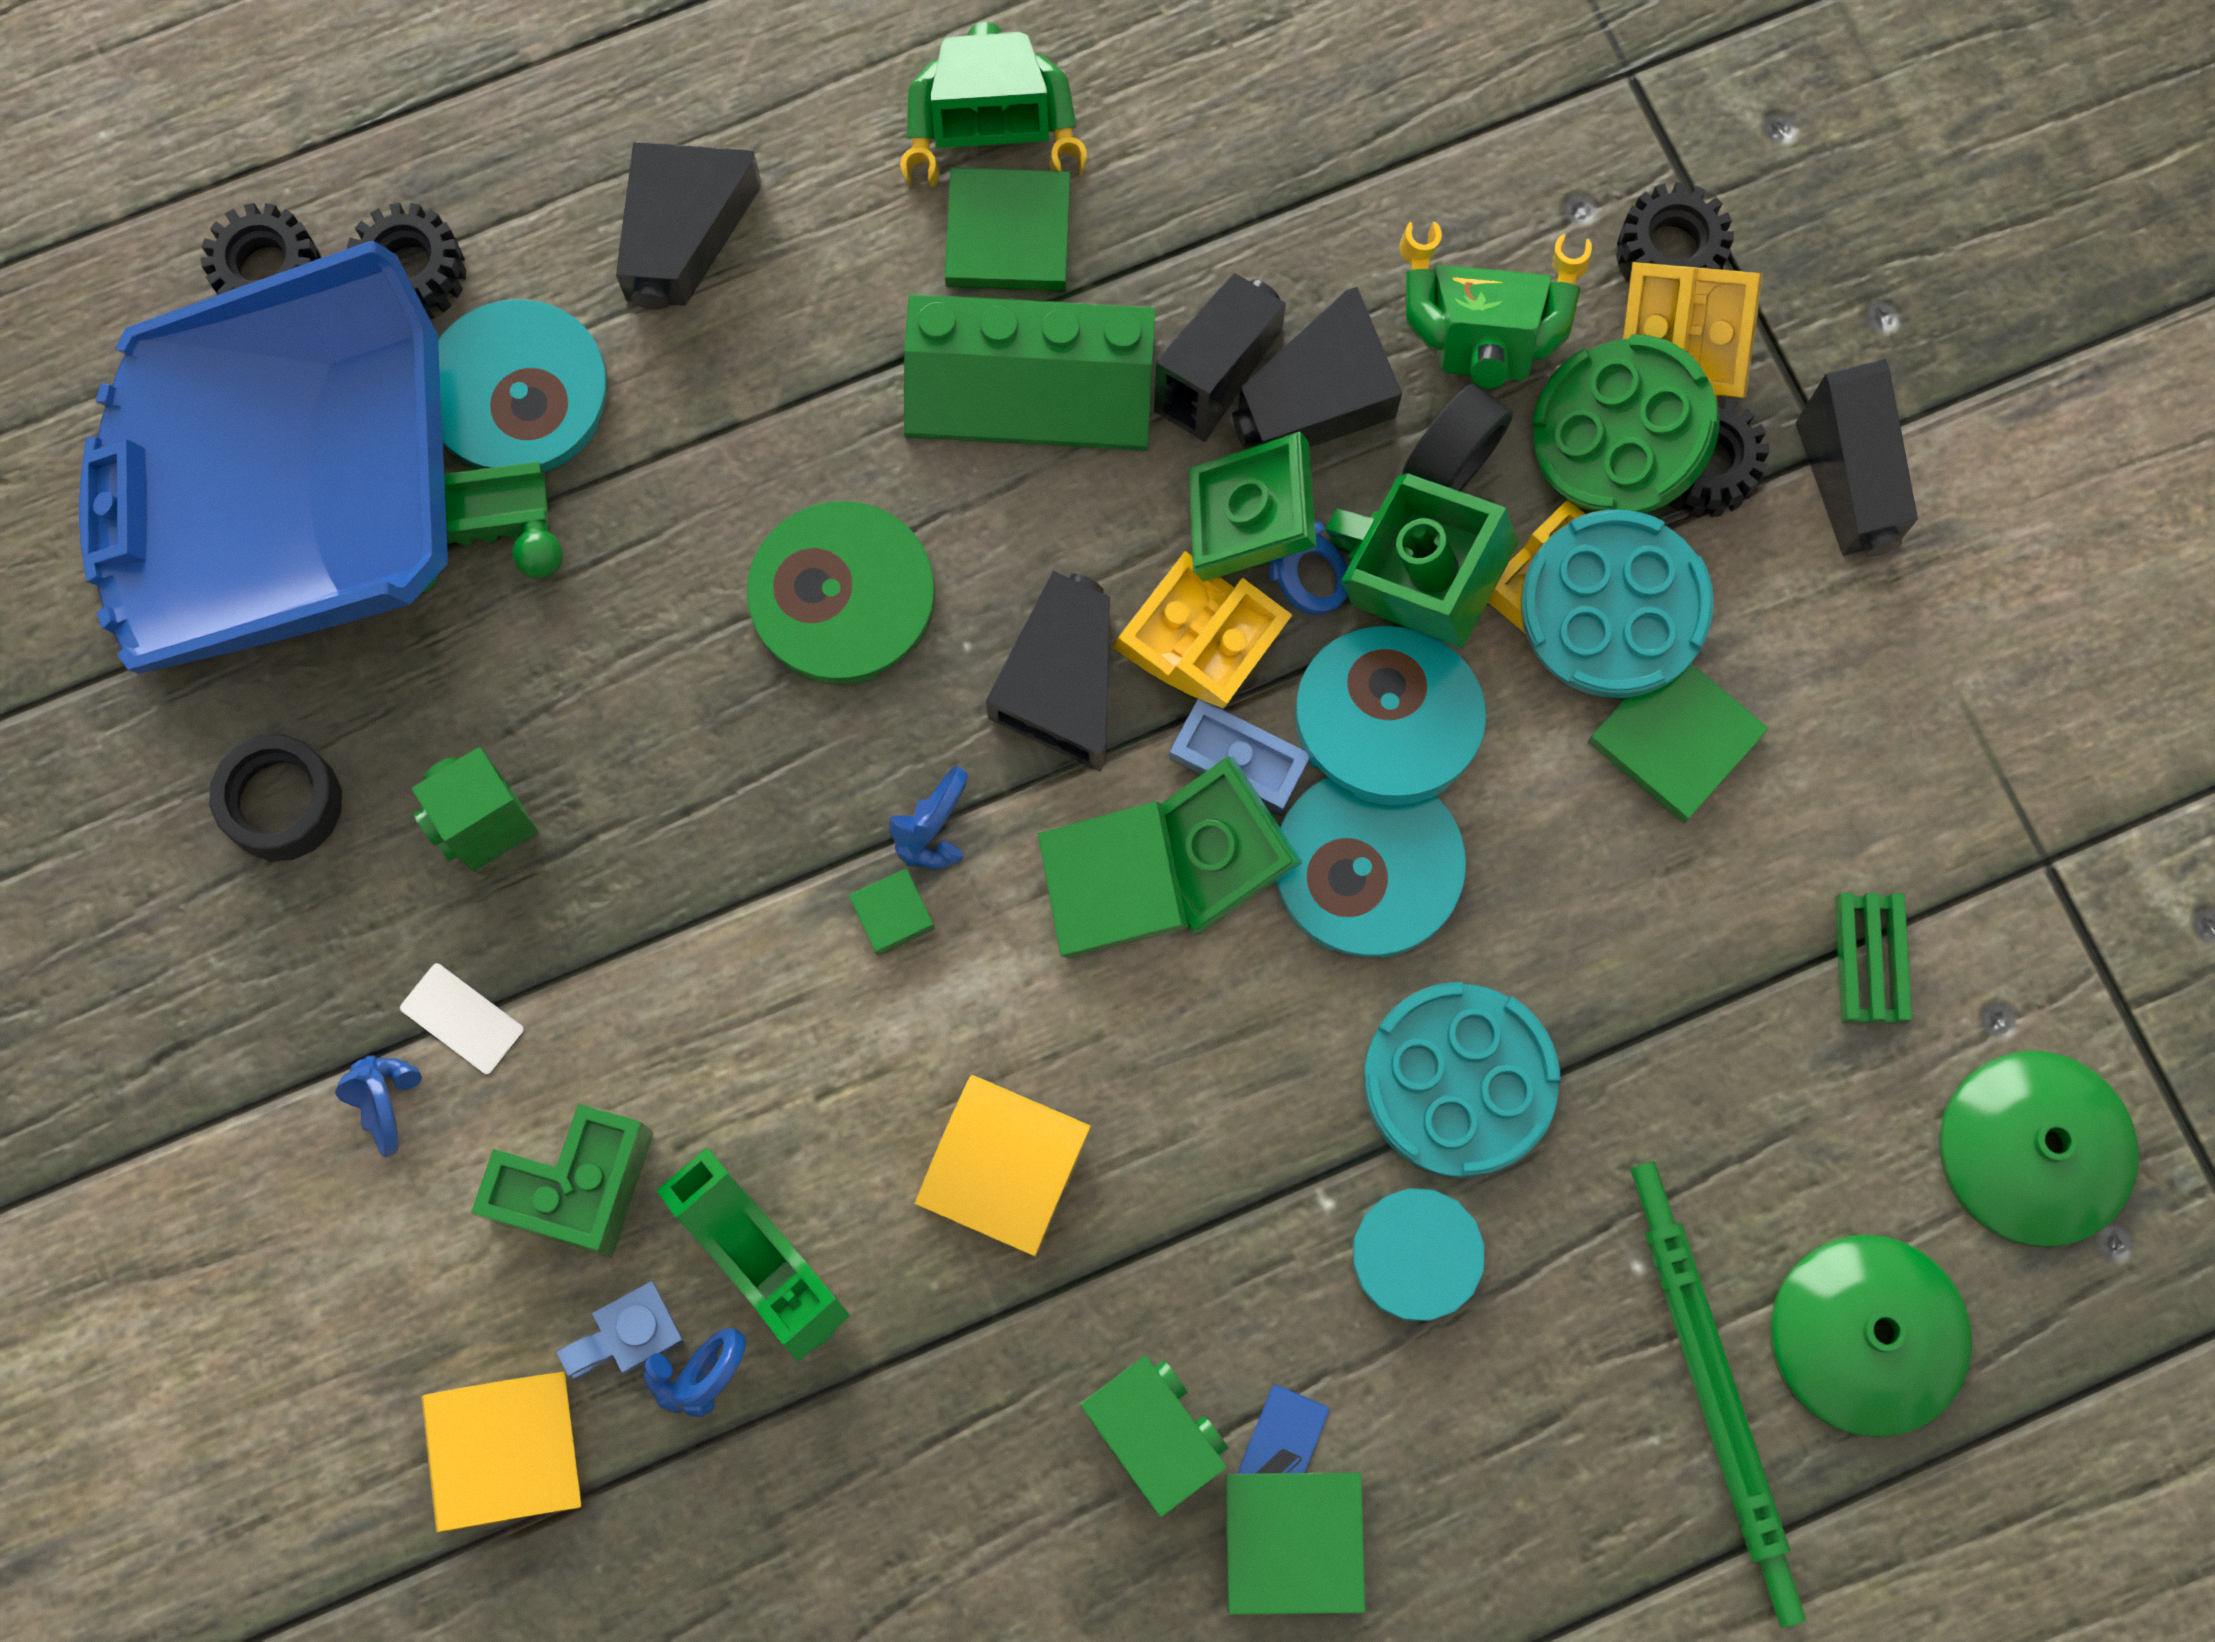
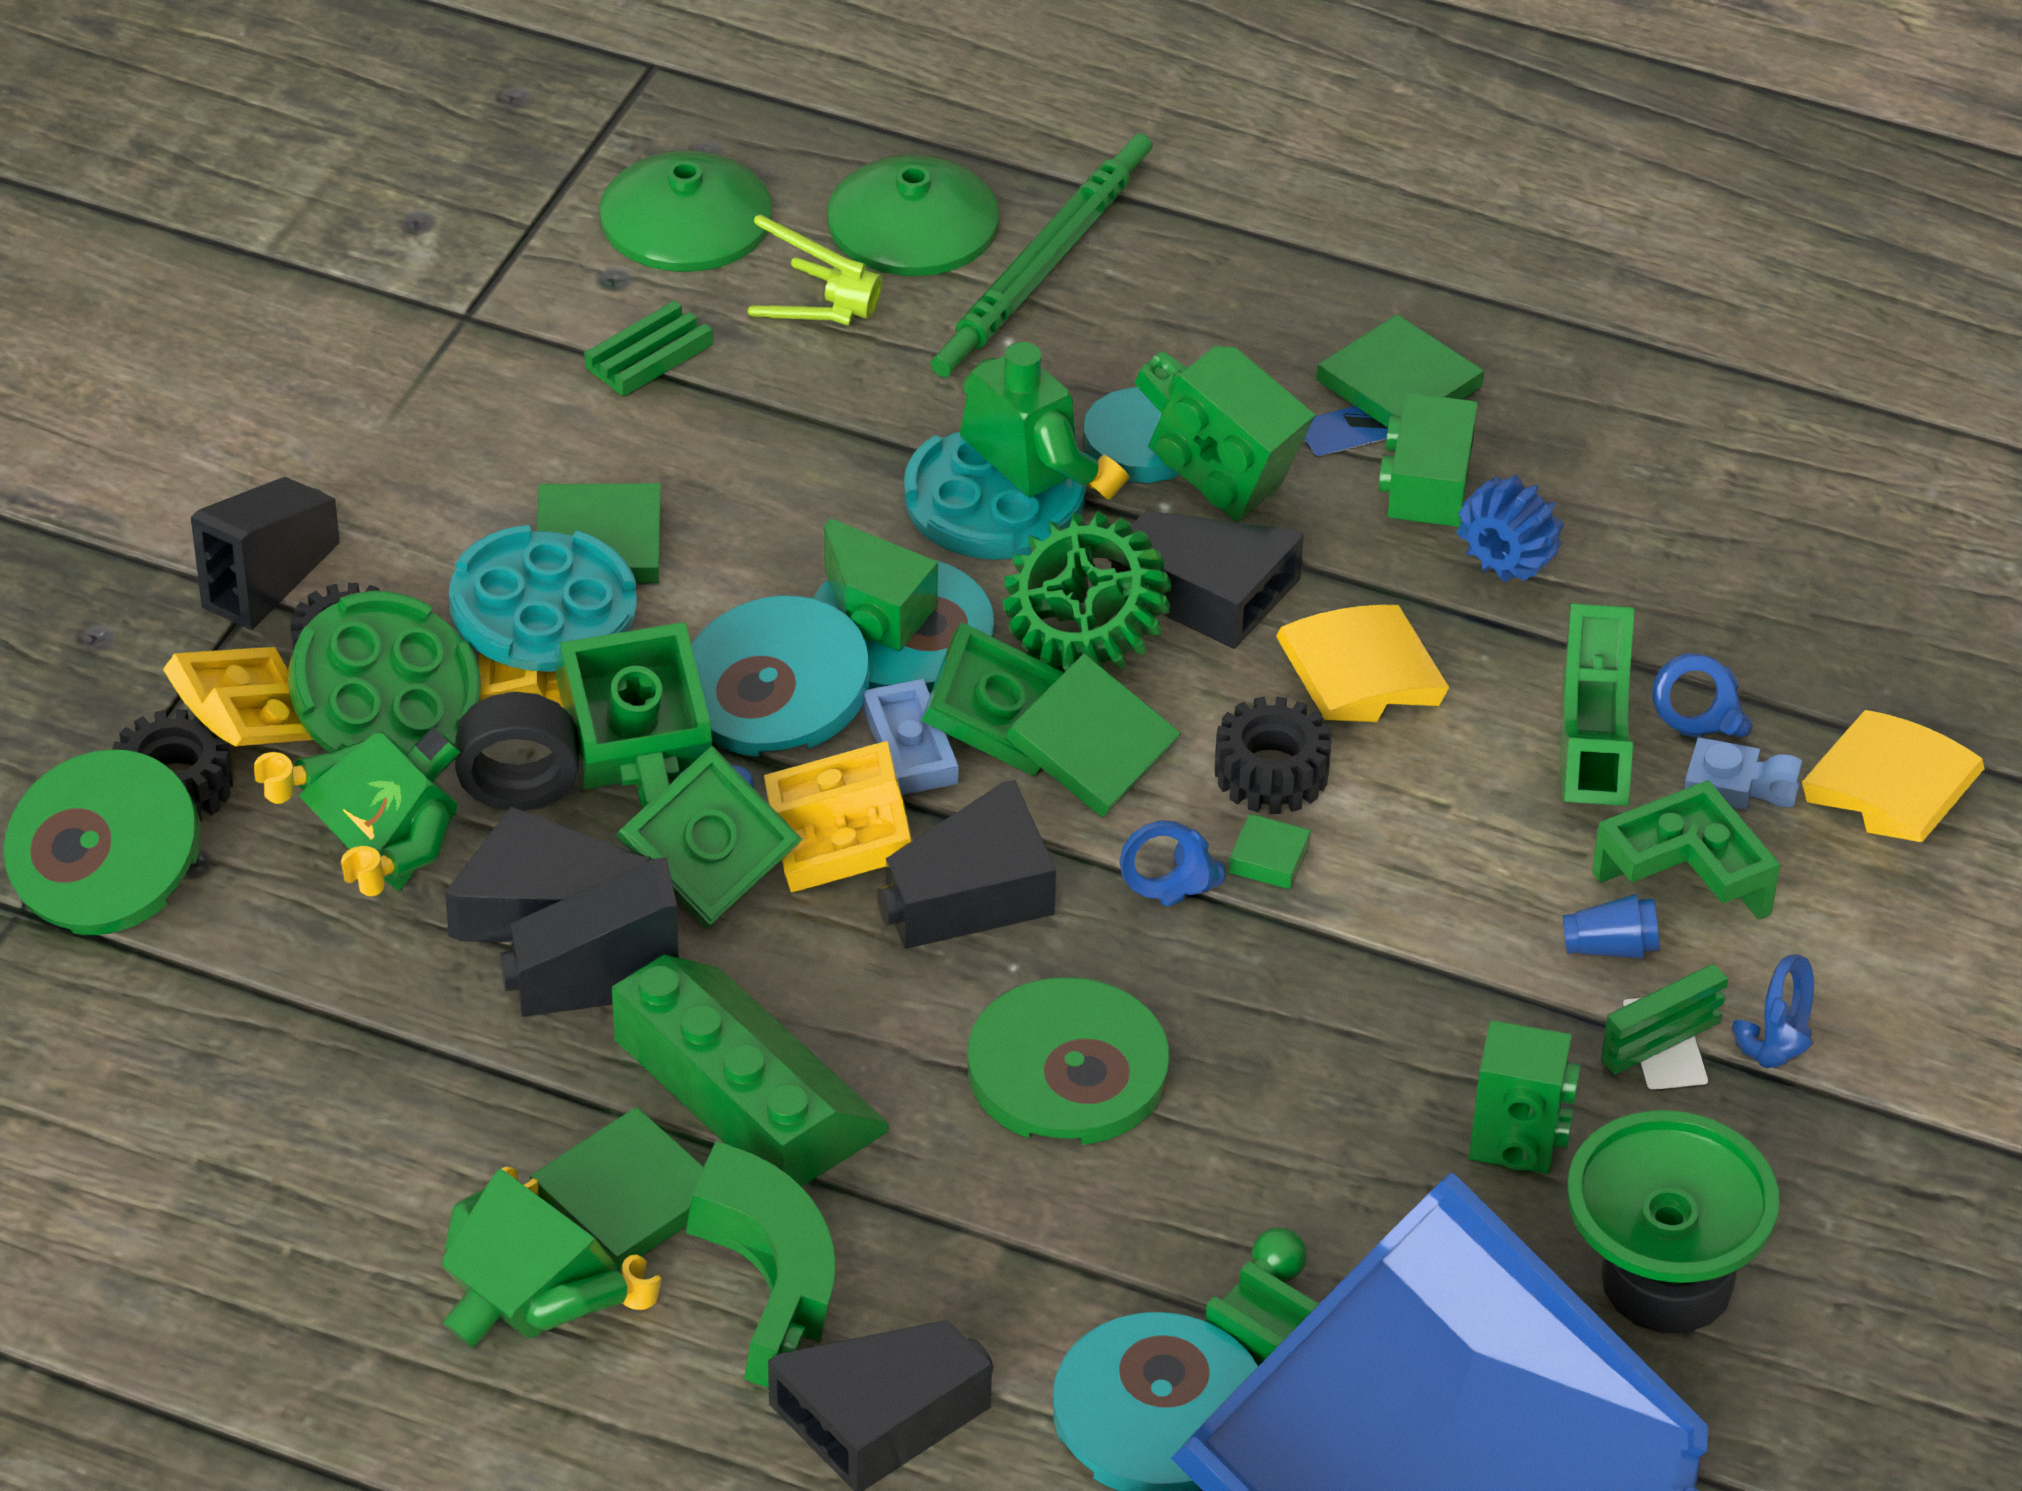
camera: 135 degrees left, 30 degrees down
(236, 753) = (1672, 1196): none -> green dish
(456, 1007) = (1663, 1018): none -> green tile
(573, 1070) = (1613, 929): none -> blue cone
(852, 260) = (782, 1232): none -> green arch
(973, 959) = (1266, 779): none -> black tyre
(1012, 1409) = (1510, 528): none -> blue gear
(1204, 1131) = (1222, 571): none -> black slope
(1245, 1010) = (1042, 595): none -> green gear
(1321, 1265) = (1224, 426): none -> green hinge
(1402, 844) = (879, 584): none -> green slope
(1482, 1118) = (1026, 426): none -> green torso
(1628, 131) = (101, 841): none -> green tile
(1800, 1174) = (848, 283): none -> lime plant

